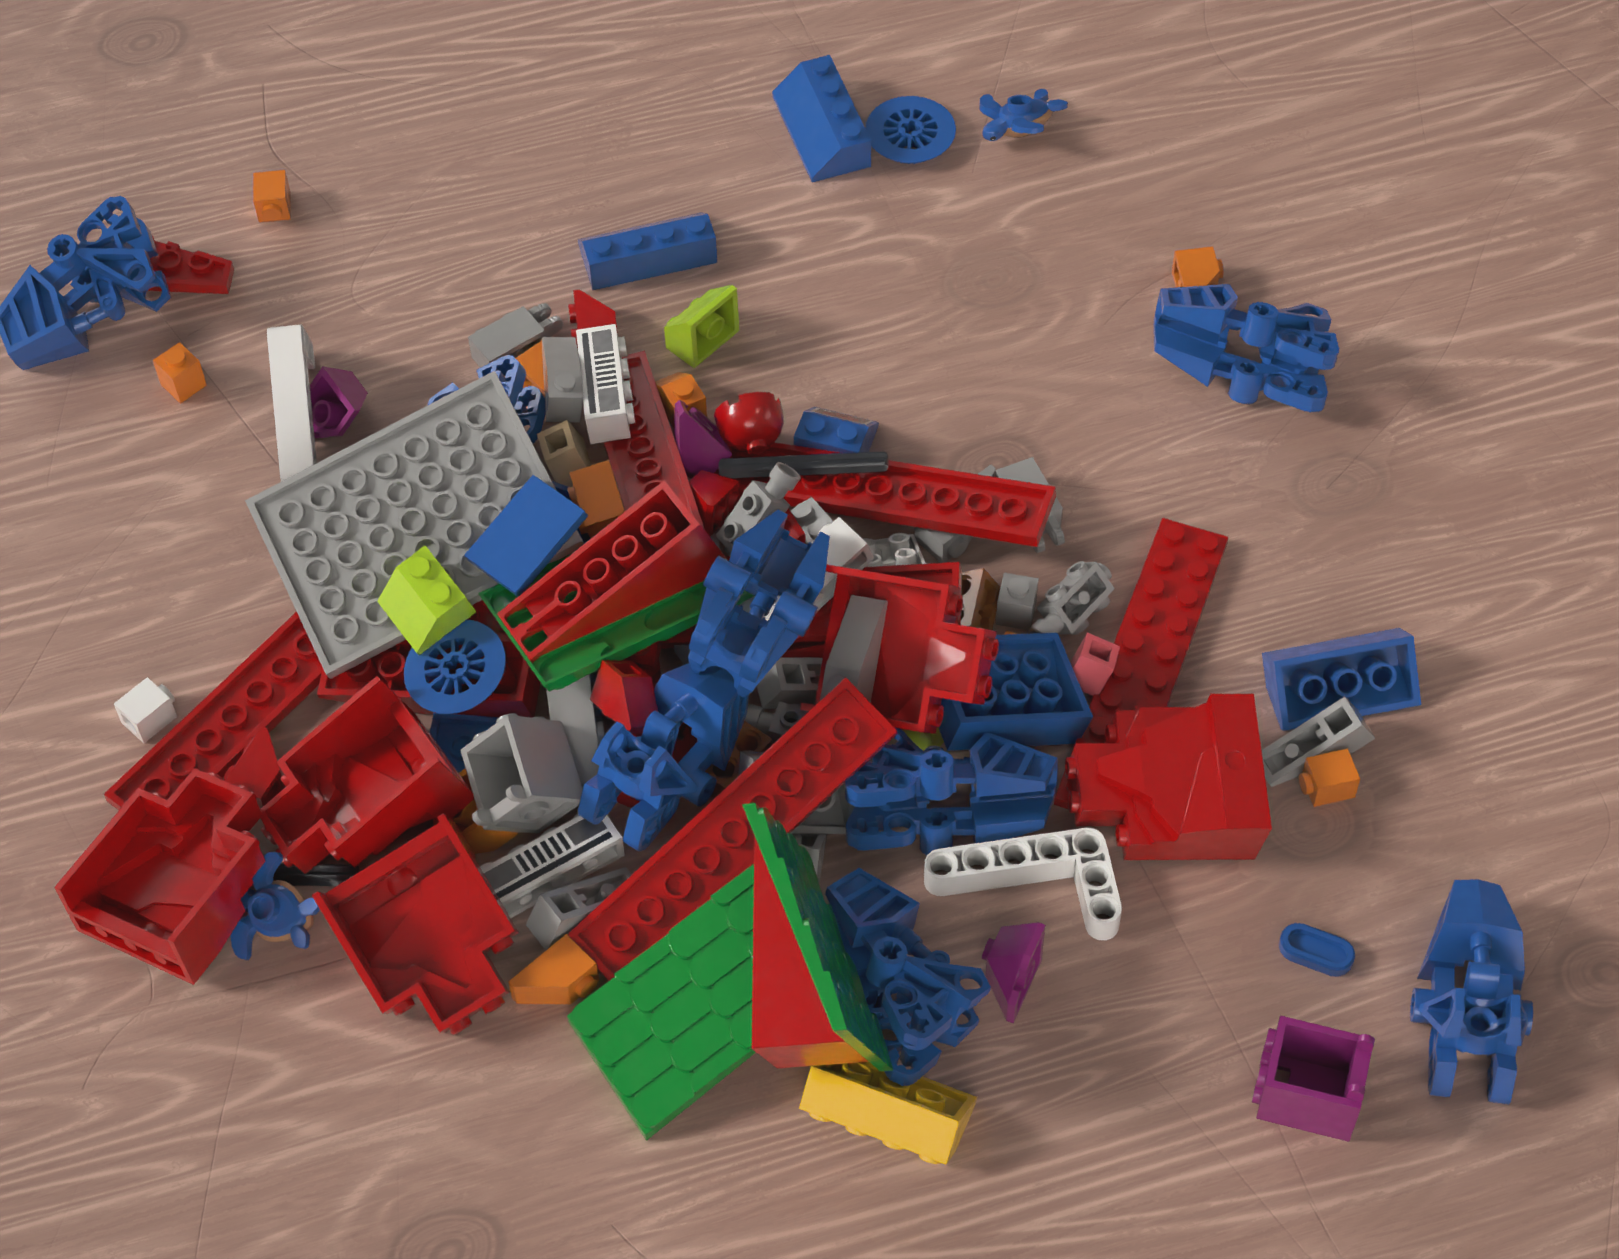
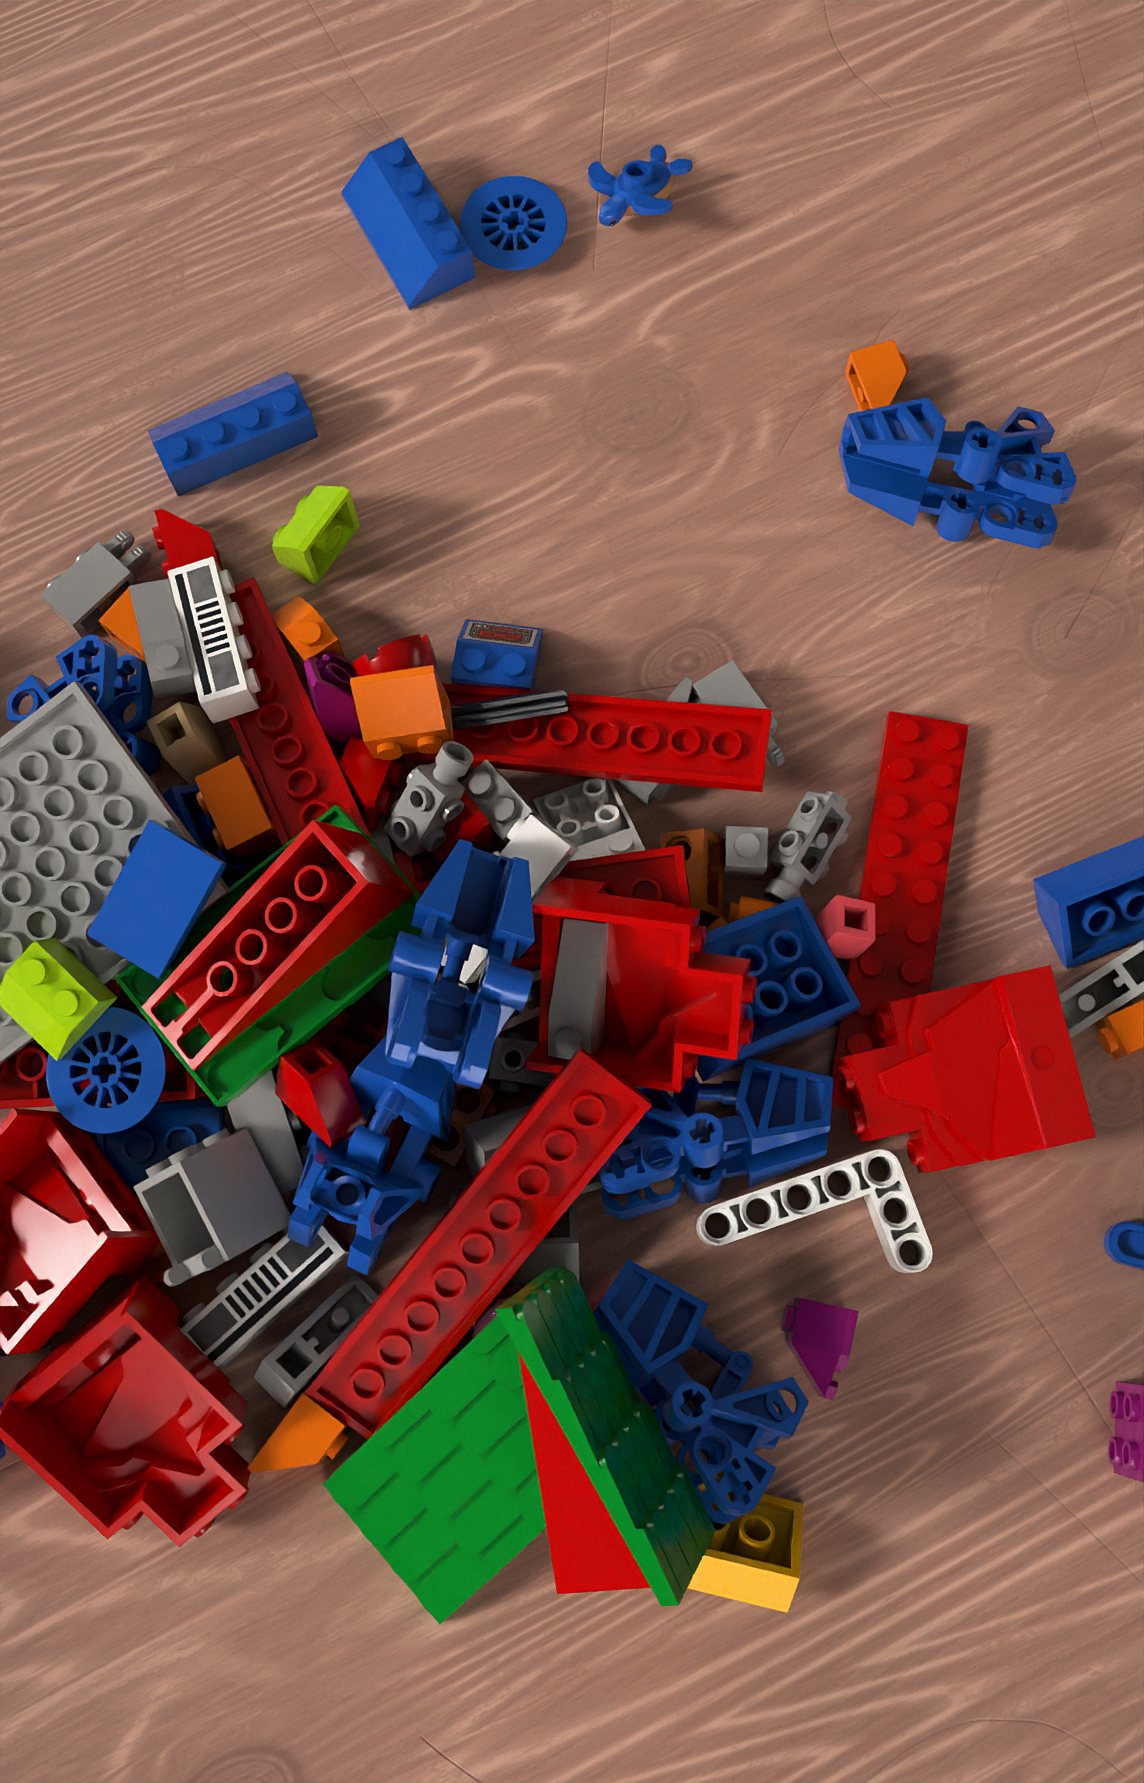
camera: 10 degrees left, 20 degrees up
(748, 442) = (402, 712): none -> orange slope

